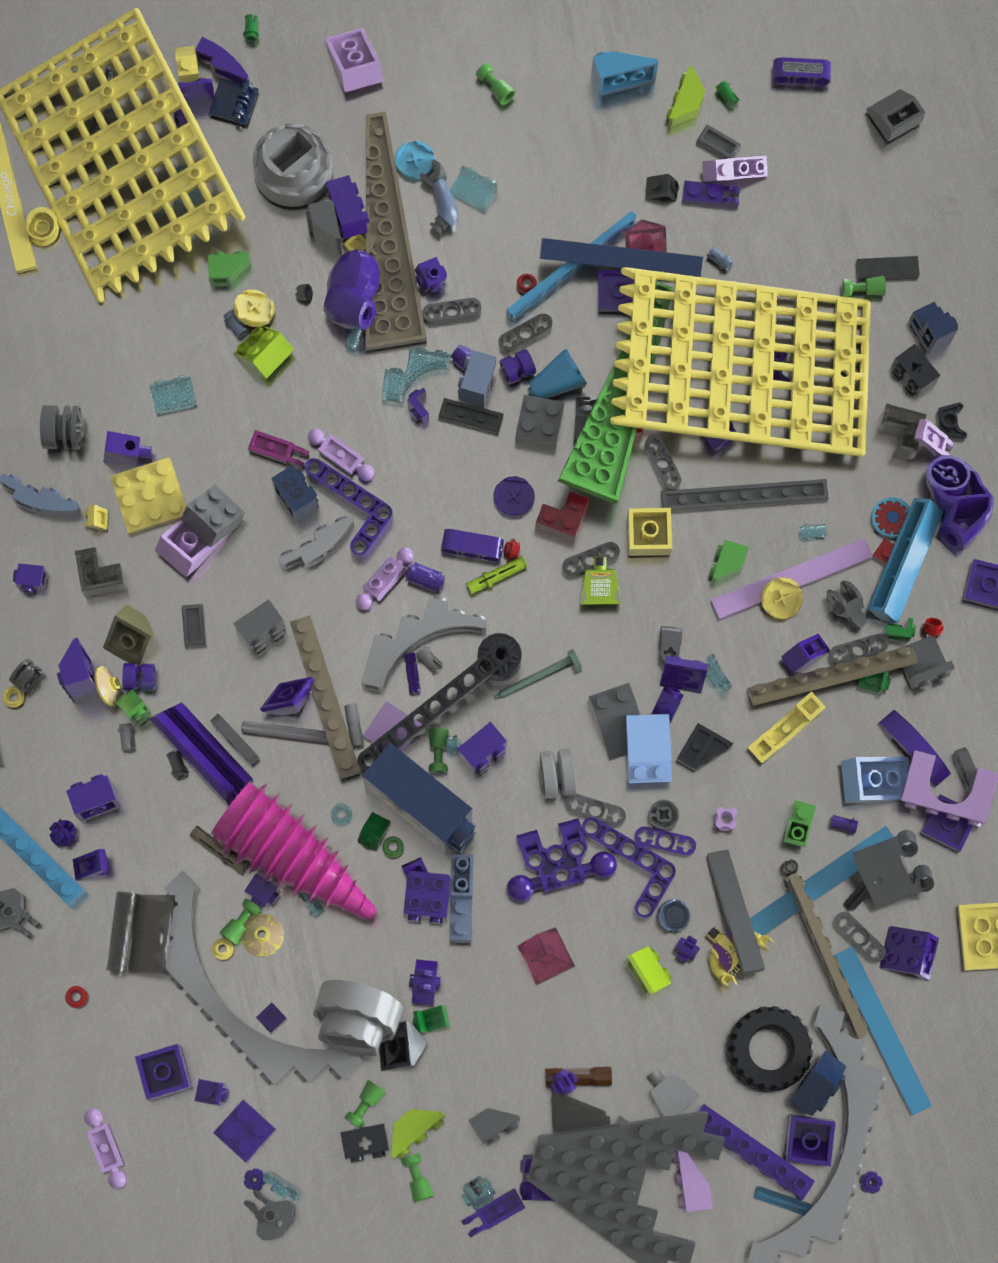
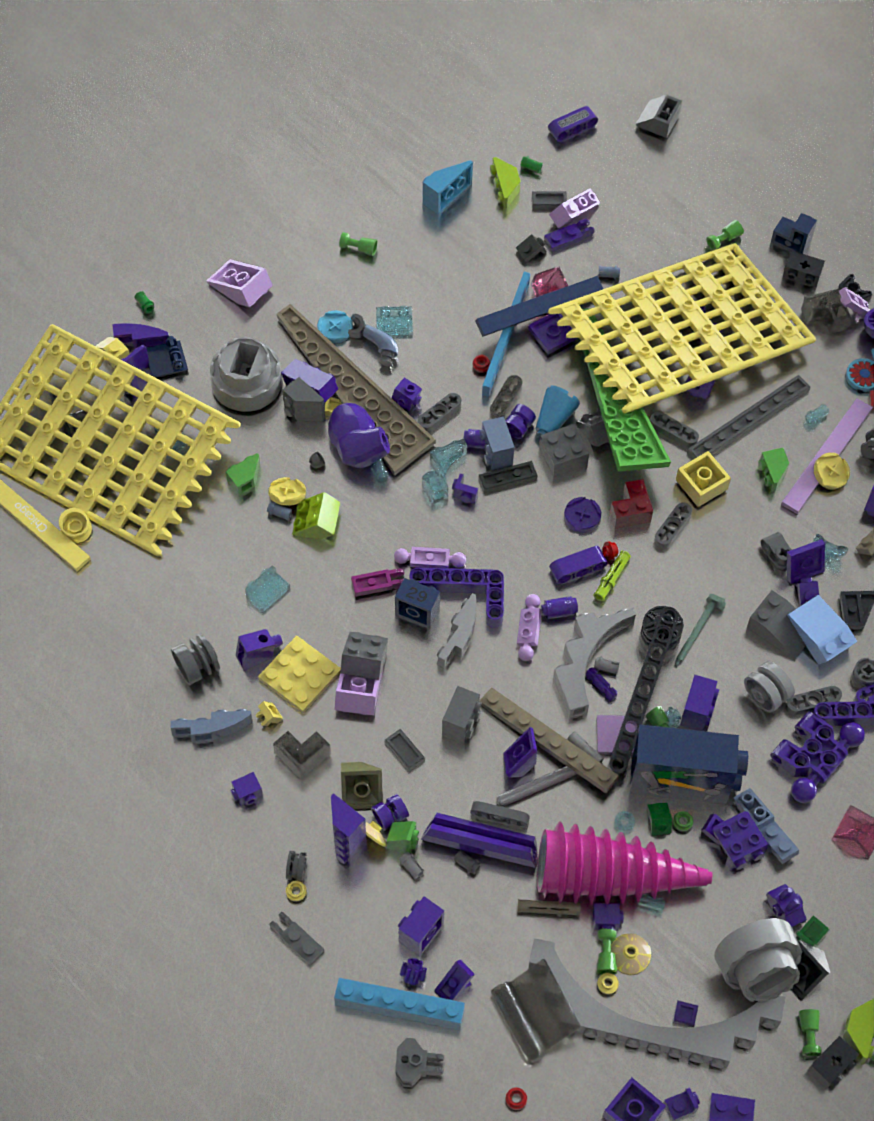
camera: 30 degrees left, 15 degrees down
(600, 584) = (695, 535): lime torso -> none
(889, 267) = (737, 211): pearl dark grey tile -> none

